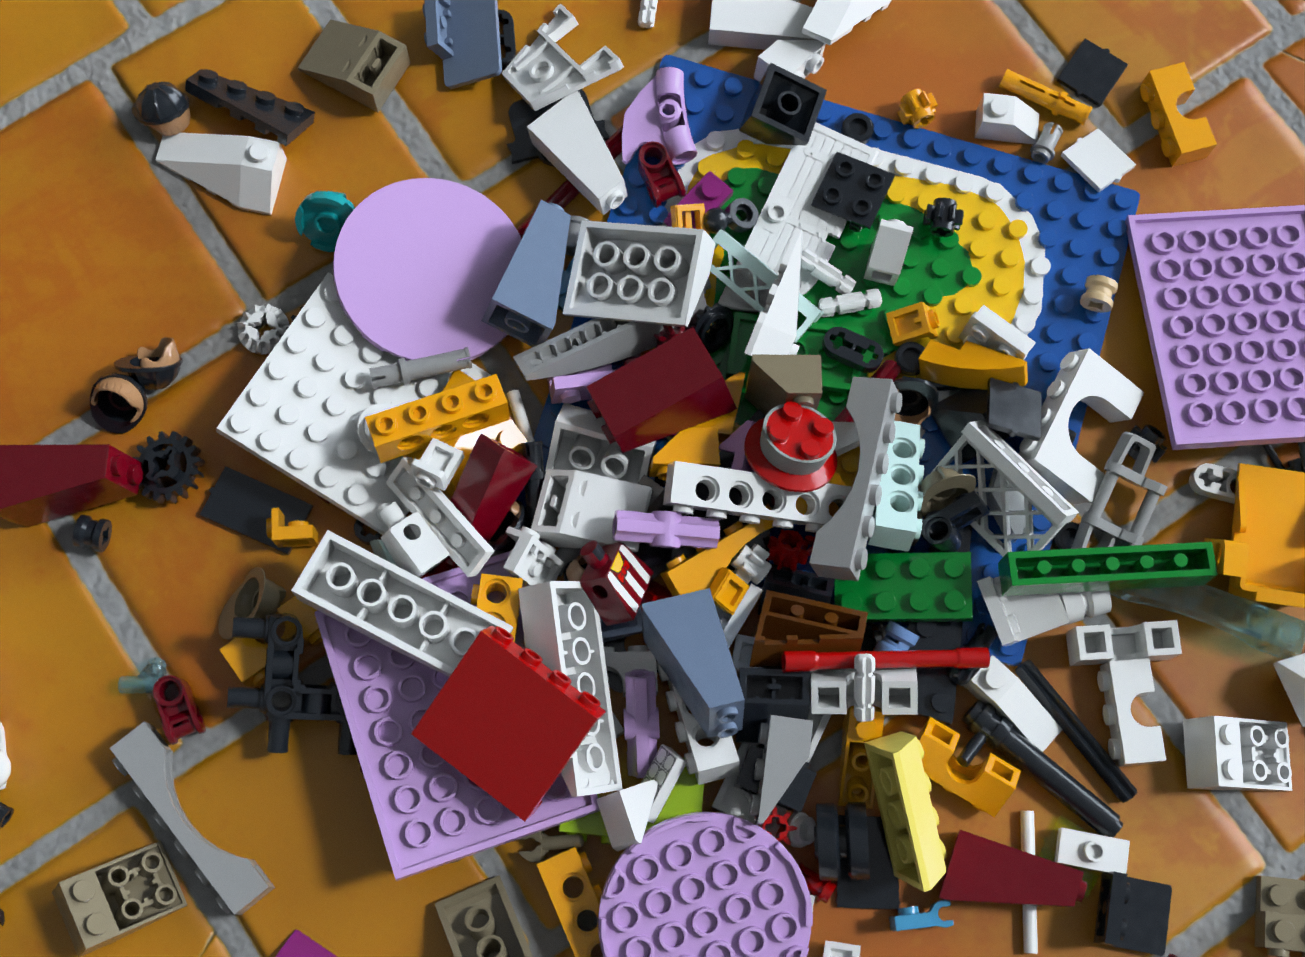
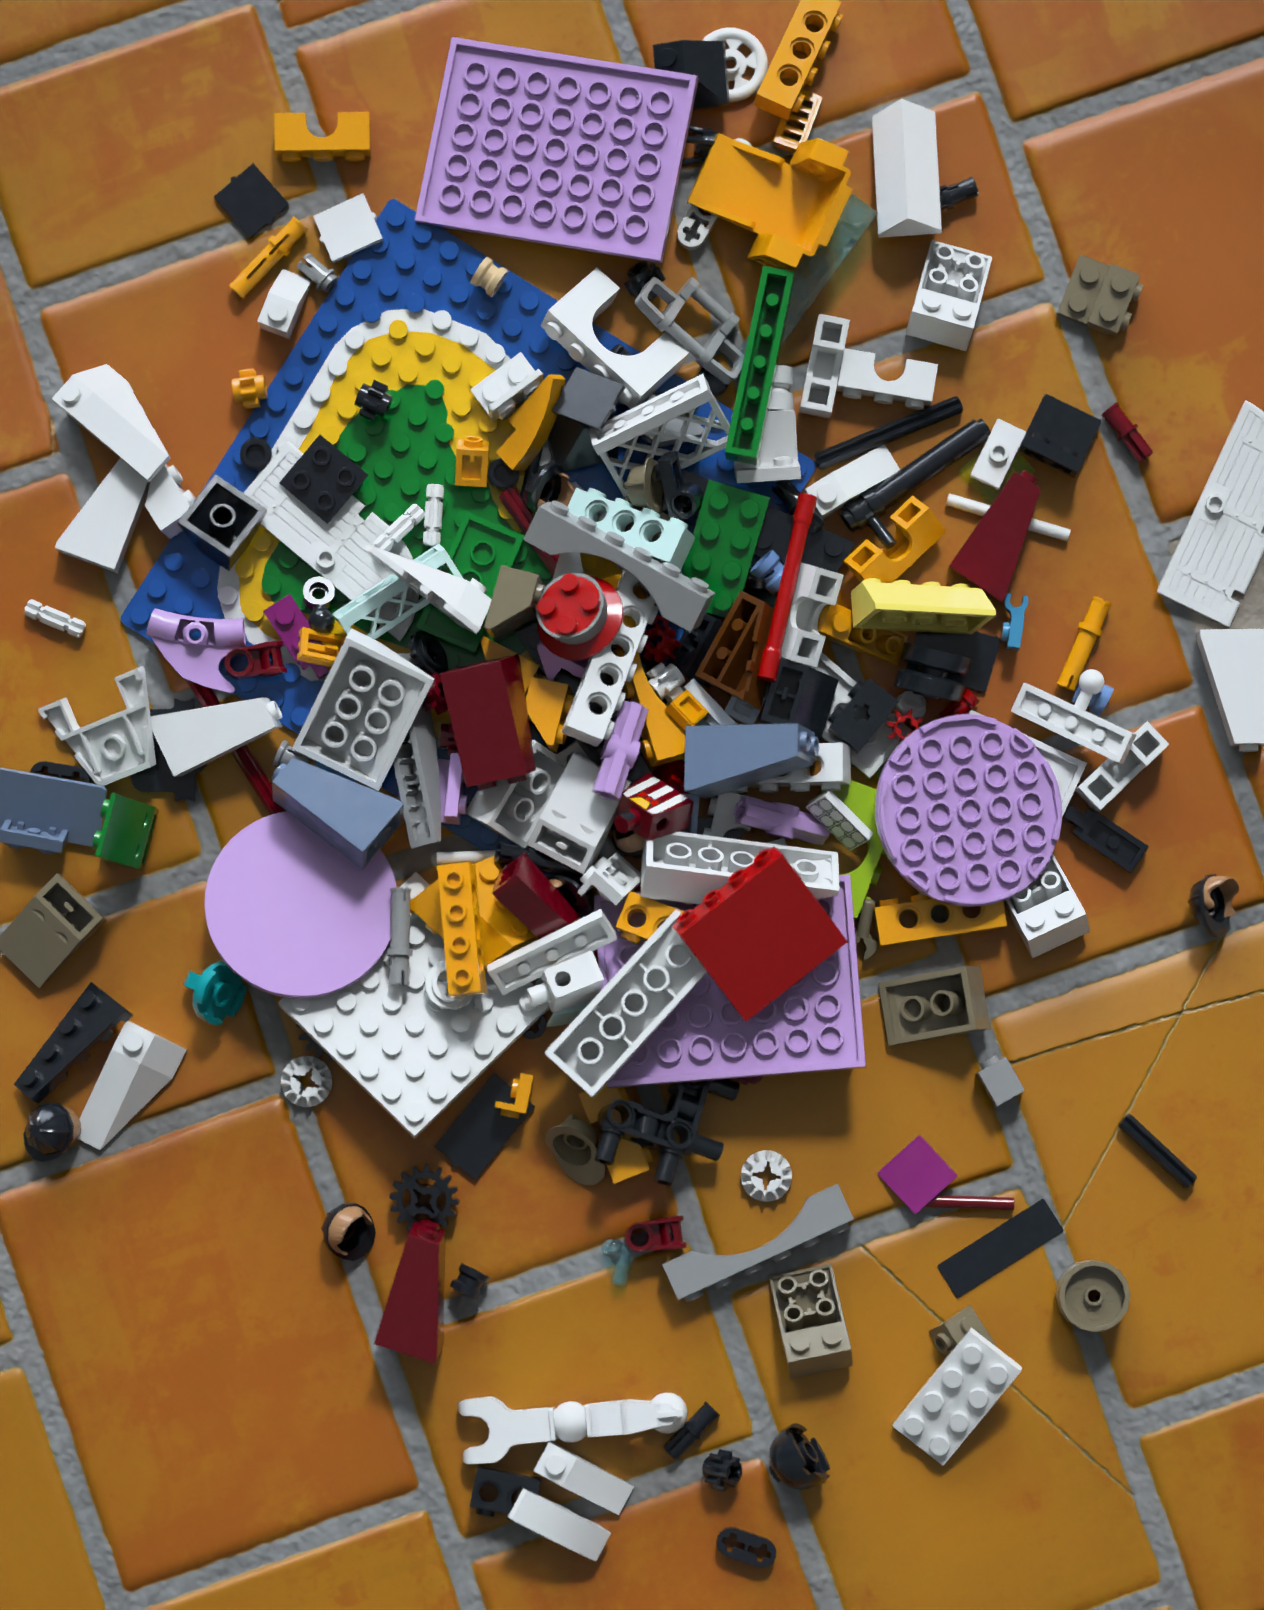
camera: 75 degrees left, 10 degrees up
(155, 367) = (319, 1192): black piece -> none
(278, 820) = (754, 1185): none -> white gear
(437, 465) = (506, 941): white bracket -> none
(460, 93) = (125, 832): none -> green slope
(627, 813) = (860, 853): white slope -> none
(784, 754) = (848, 702): light grey slope -> none
(849, 356) = (480, 523): black beam -> none
(864, 687) = (808, 614): white axle -> none
(888, 251) = (398, 465): white slope -> none

